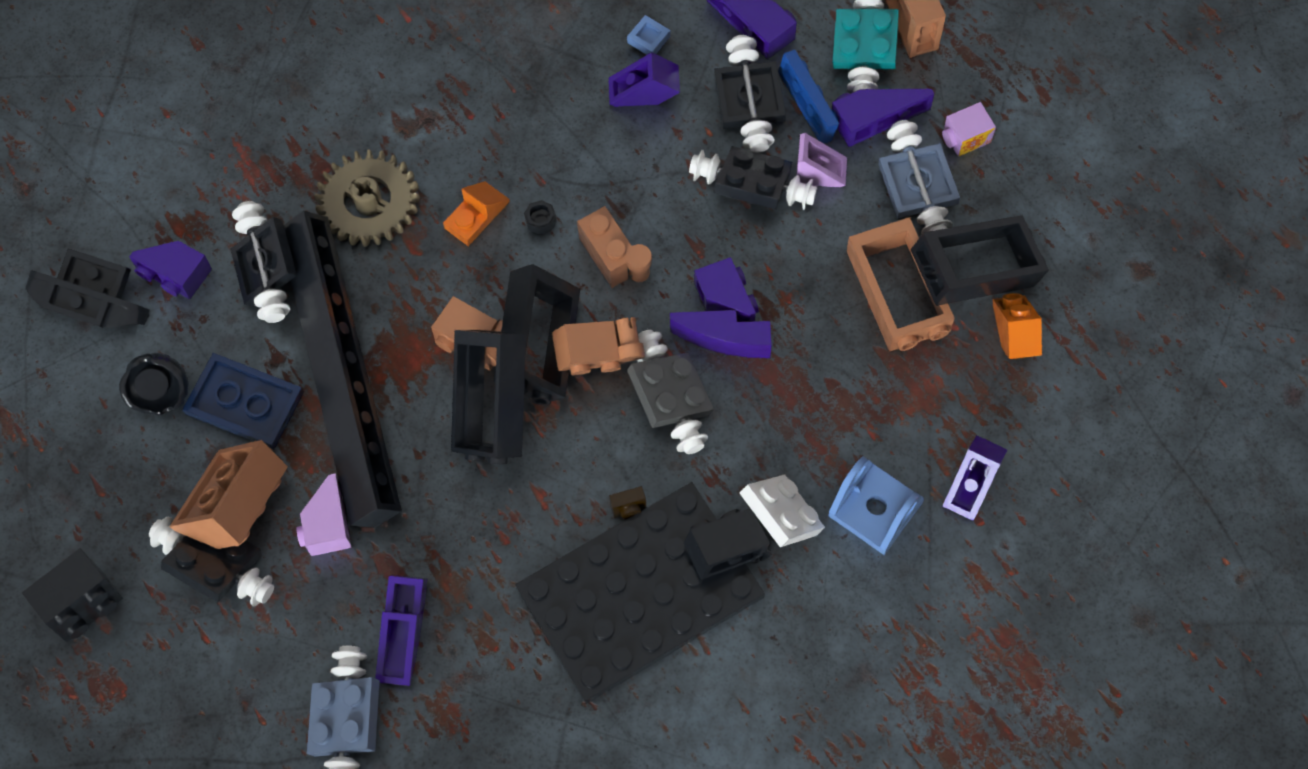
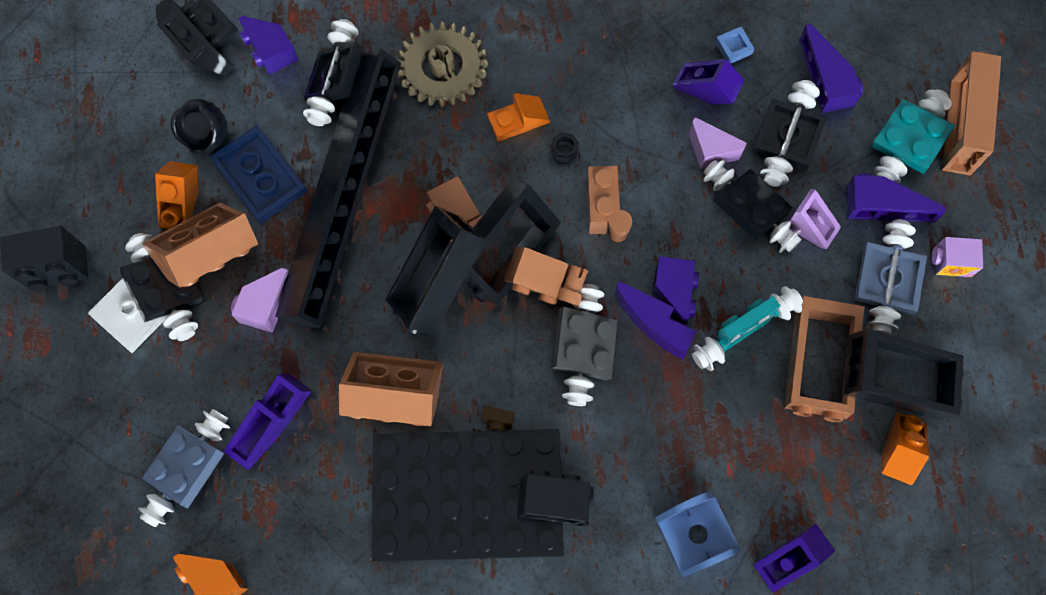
camera: 30 degrees right, 5 degrees up
(170, 464) = (176, 193): none -> orange slope
(187, 612) = (122, 319): none -> white plate
(507, 532) = (390, 389): none -> nougat slope
(683, 140) = (714, 144): none -> lavender slope
(782, 510) = (615, 496): white plate -> none
(807, 297) = (737, 328): none -> plate
(808, 96) = (837, 160): blue plate -> none

